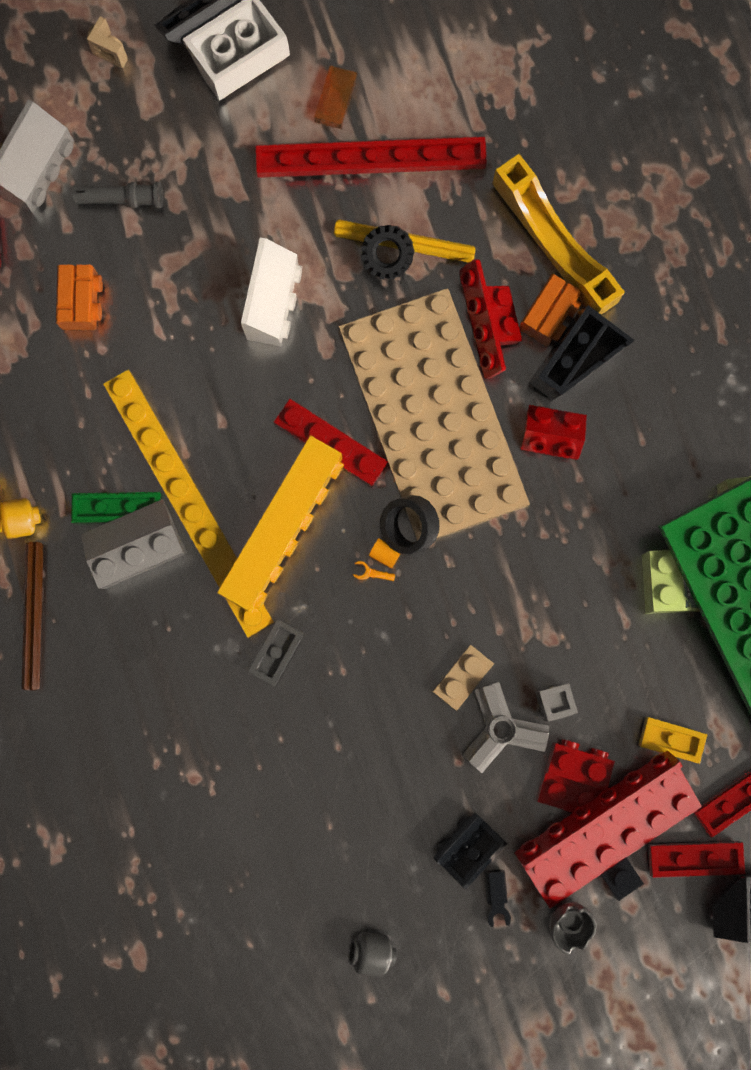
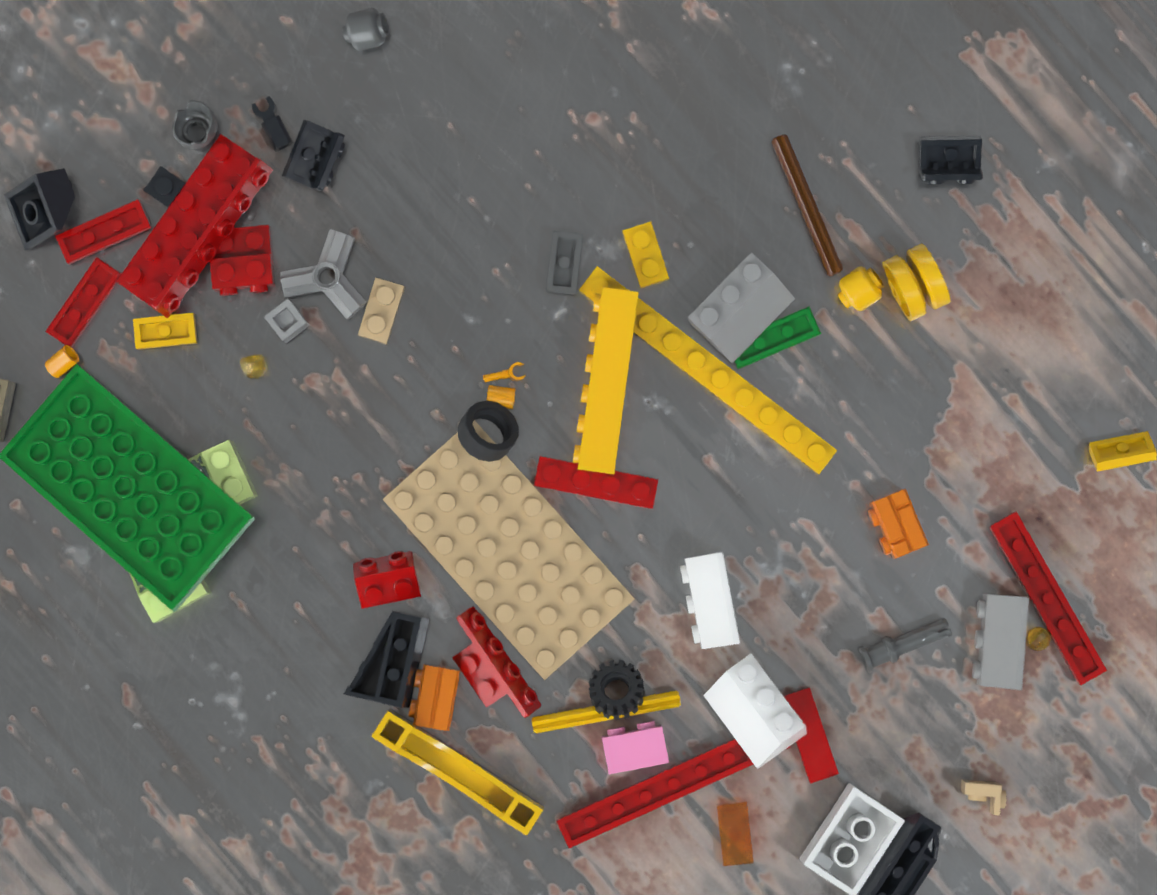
camera: 160 degrees right, 5 degrees up
(199, 630) = (645, 255): none -> yellow plate
(235, 153) = (814, 745): none -> red tile
(273, 183) = (755, 711): none -> white slope
(392, 198) = (635, 748): none -> bright pink brick
(601, 674) = (253, 366): none -> clear yellow hinge

